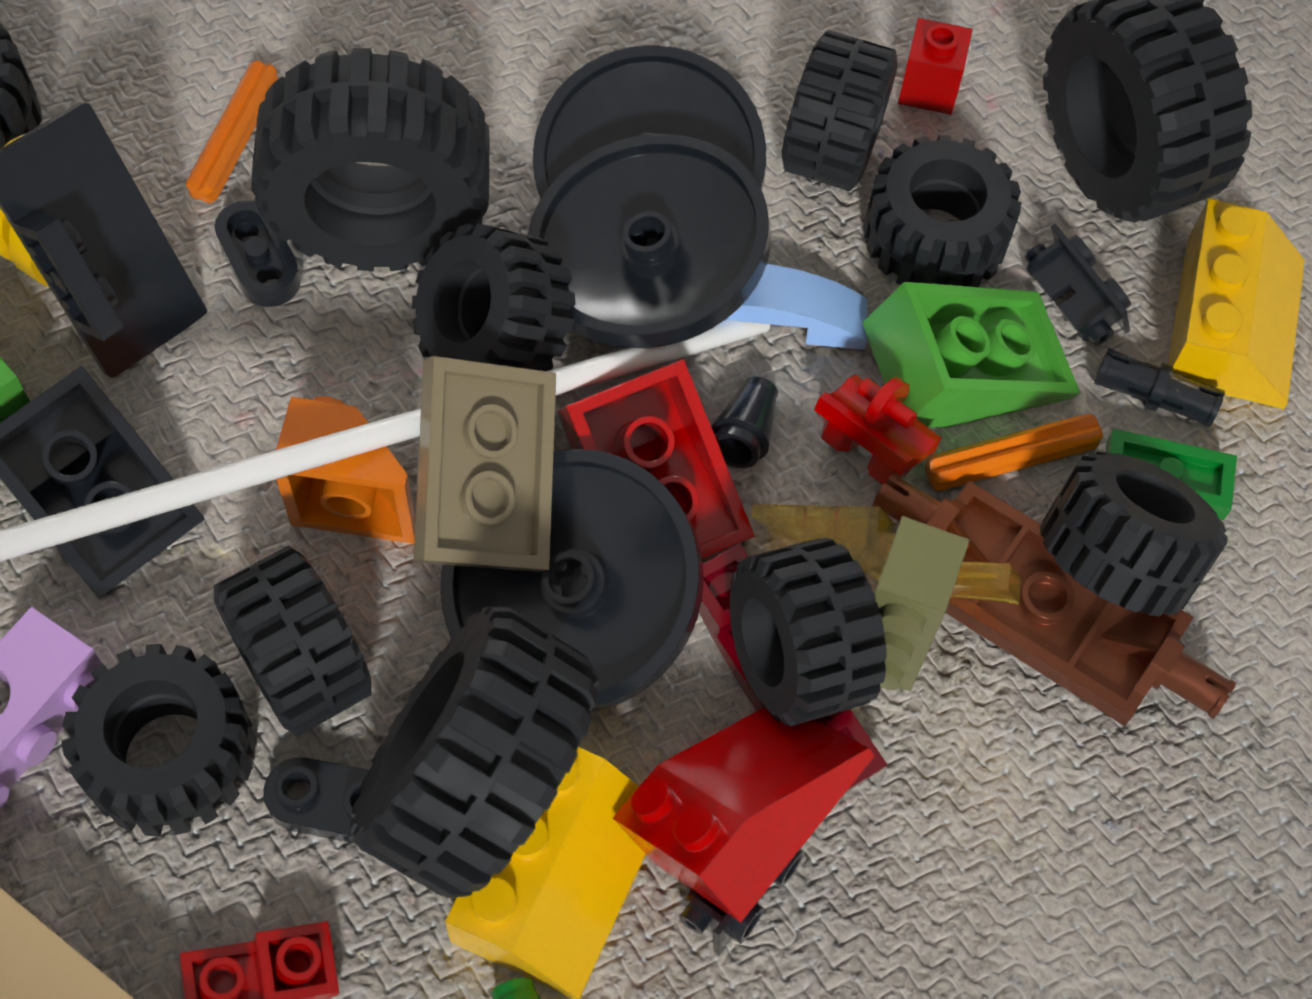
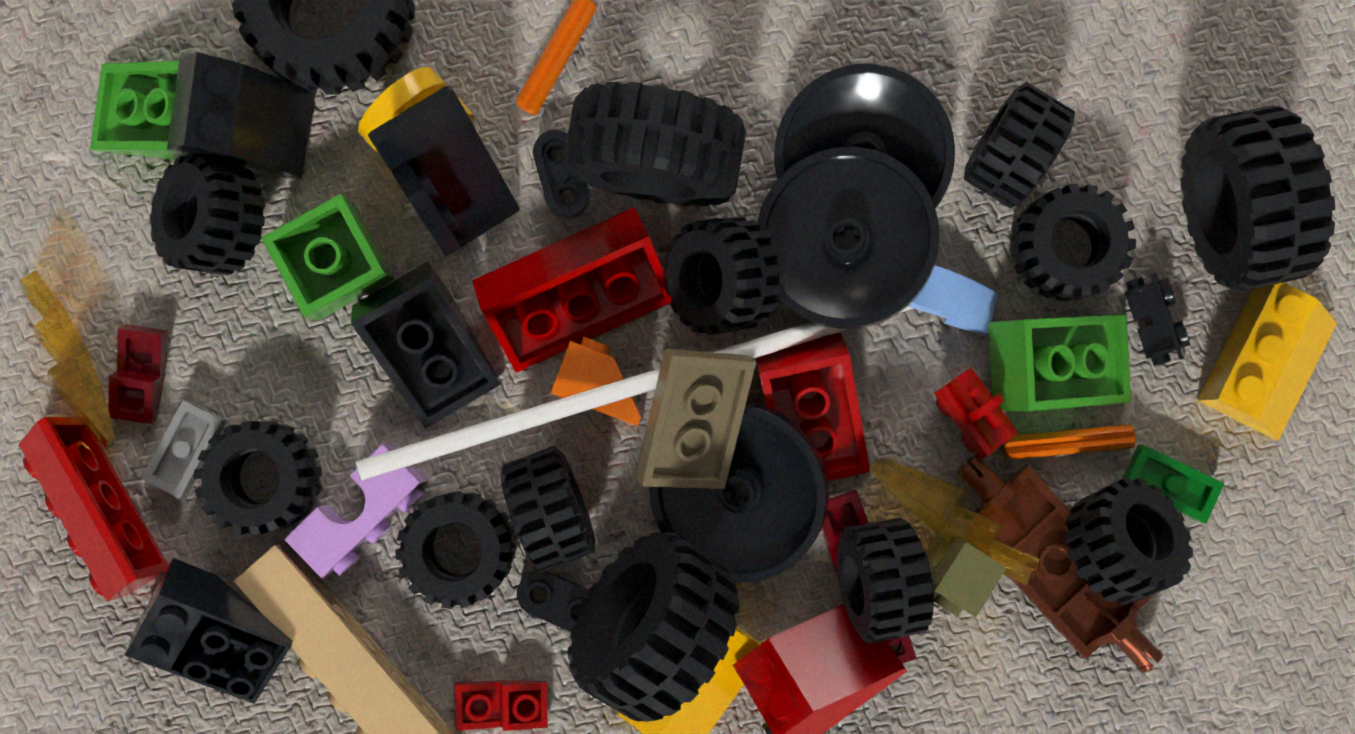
camera: 15 degrees right, 25 degrees up
(333, 343) = (573, 290): none -> red slope
(747, 423) = (885, 385): black cone -> none
(935, 66) = (1107, 100): red brick -> none
(1159, 387) = (1189, 412): black pin -> none

